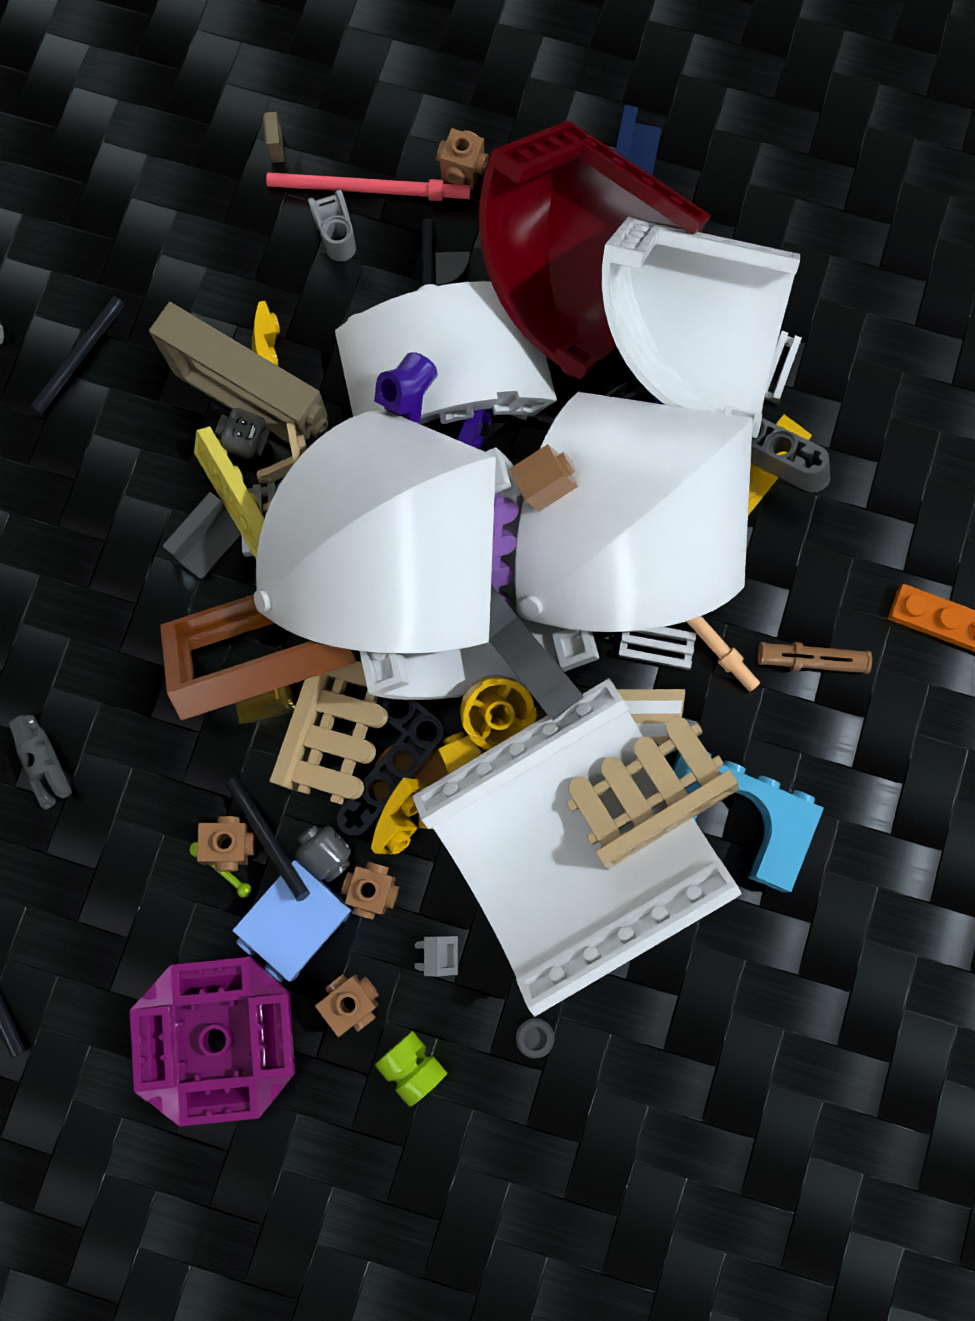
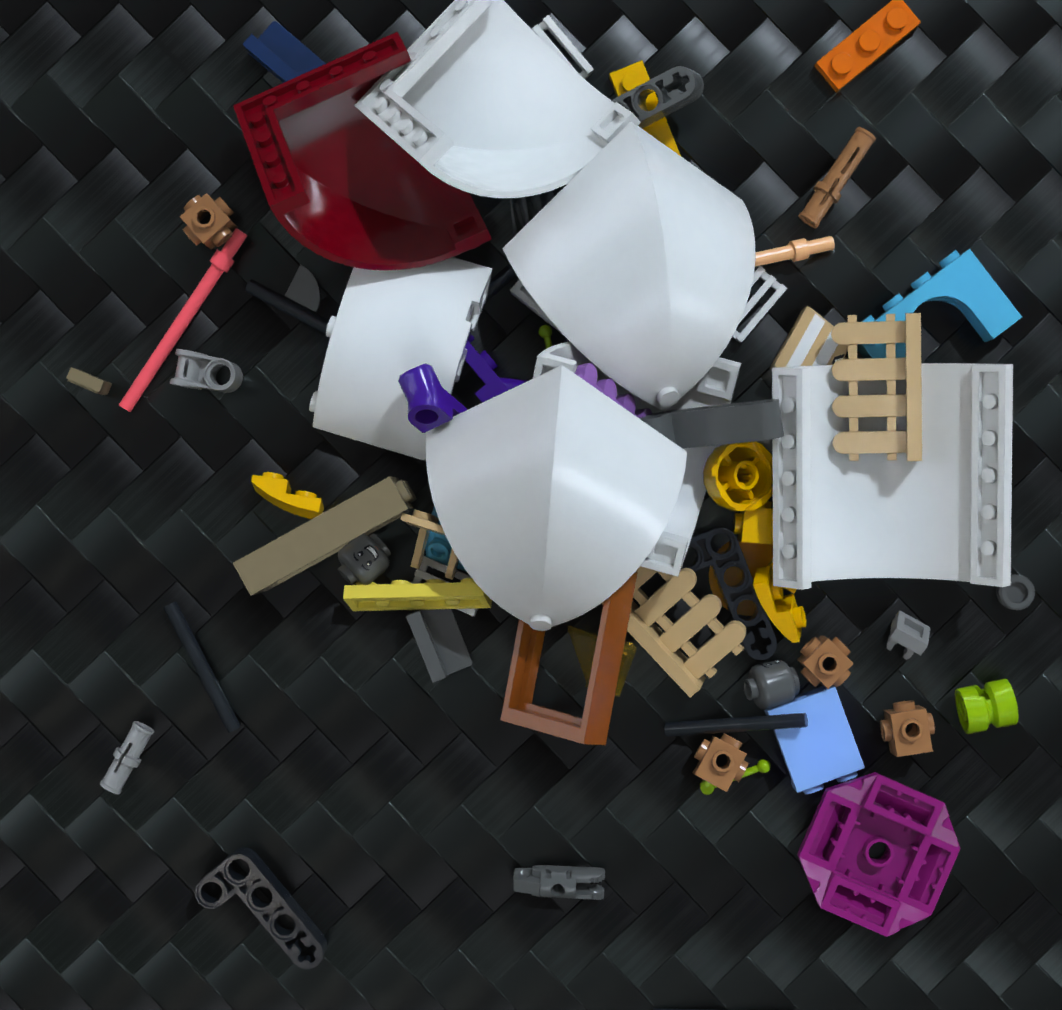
camera: 60 degrees left, 10 degrees up
(544, 477) = (580, 327): medium nougat brick -> none

